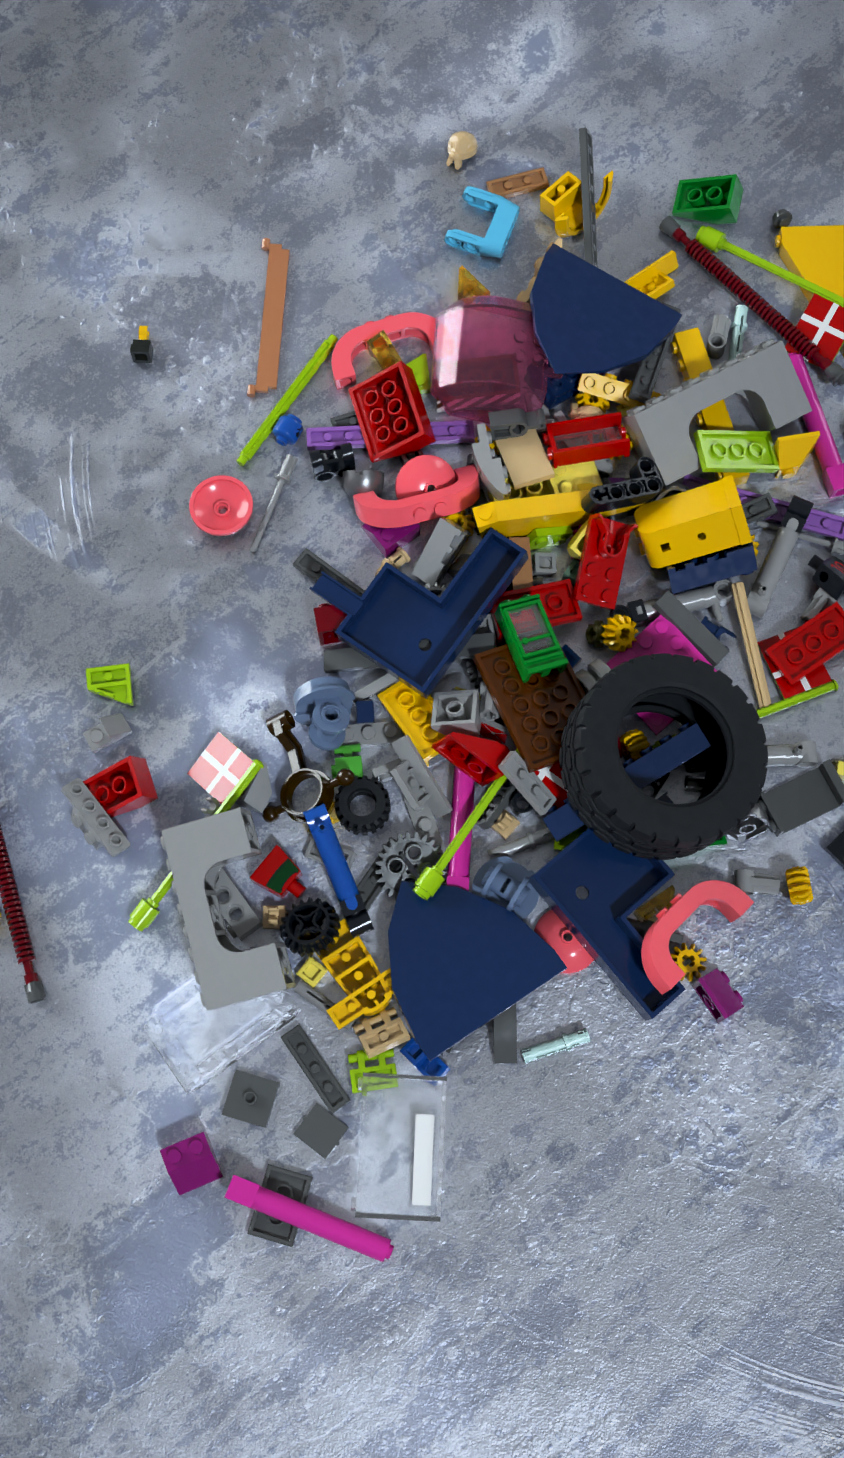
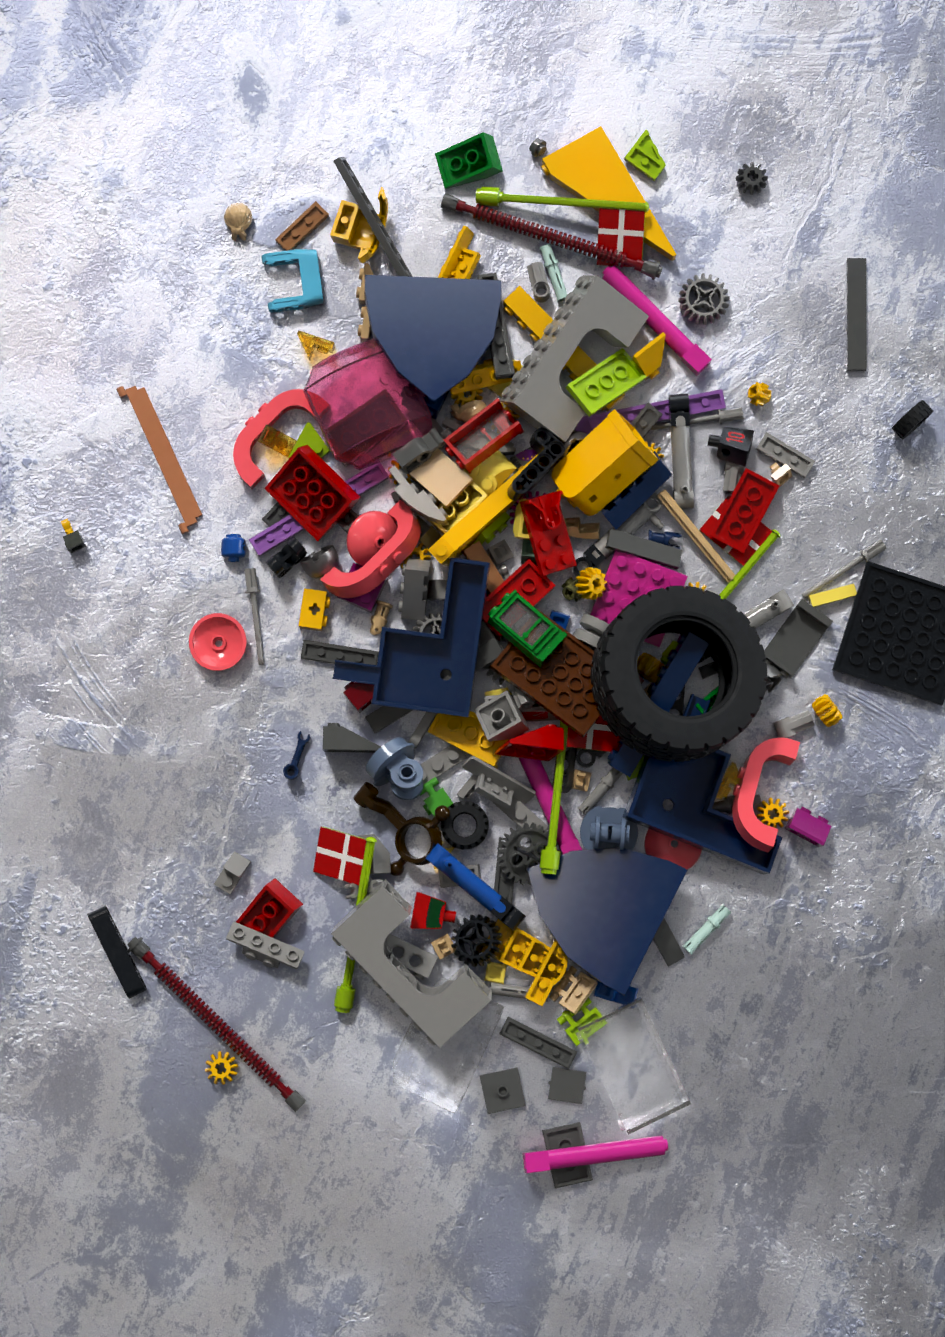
camera: 30 degrees left, 10 degrees up
(111, 682) = (212, 831): lime wing -> none
(191, 1163) = (486, 1161): magenta slope -> none
(225, 661) = (296, 758): none -> dark blue brick
(286, 658) = (340, 739): none -> dark grey slope
(287, 399) = (217, 521): lime piece -> none
(332, 514) = (311, 599): none -> yellow brick
(365, 712) = (426, 750): dark blue slope -> none
(423, 1159) = (654, 1065): white sticker -> none
(527, 783) = (586, 746): light grey plate -> none
(631, 577) = (579, 530): none -> tan slope

